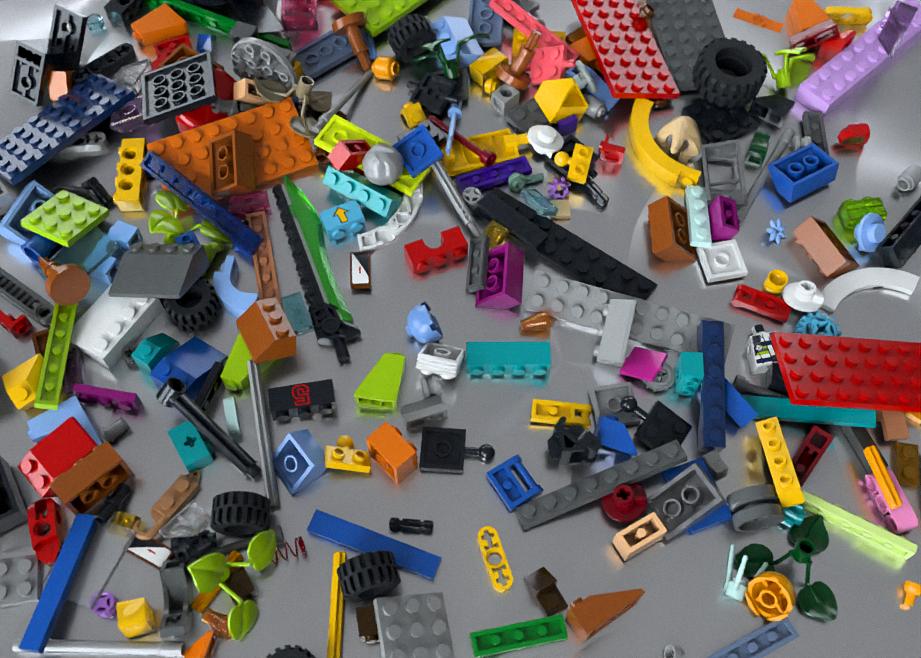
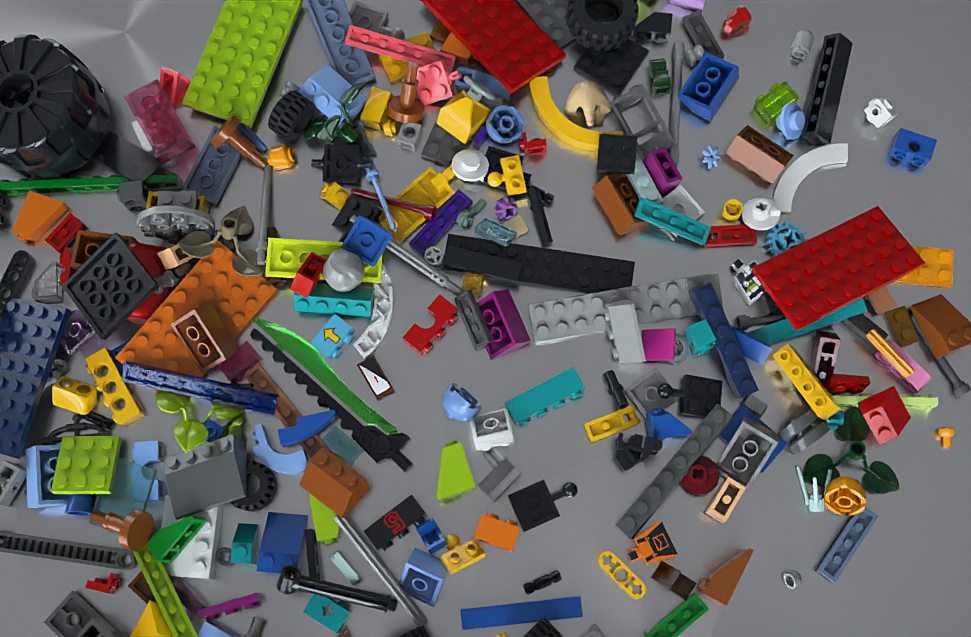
camera: 20 degrees left, 15 degrees up
(94, 163) = (74, 395): none -> yellow piece
(97, 309) = (171, 540): none -> green slope
(206, 42) = (95, 215): blue slope -> none
(272, 277) = (306, 427): none -> blue slope
(329, 426) = (431, 535): none -> blue bracket
(509, 487) = (601, 509): blue plate -> none
(536, 322) = (551, 350): clear orange cone -> none
(541, 545) = (653, 545): none -> torso
(580, 383) = (615, 389): none -> black pin
(588, 200) = (539, 214): none -> black pin
(594, 121) = (504, 124): none -> medium blue cylinder
(686, 185) = (616, 154): none -> black plate
(711, 261) = (672, 221): none -> teal plate
(824, 486) = (847, 383): none -> red plate
(852, 533) = (885, 414): none -> red slope

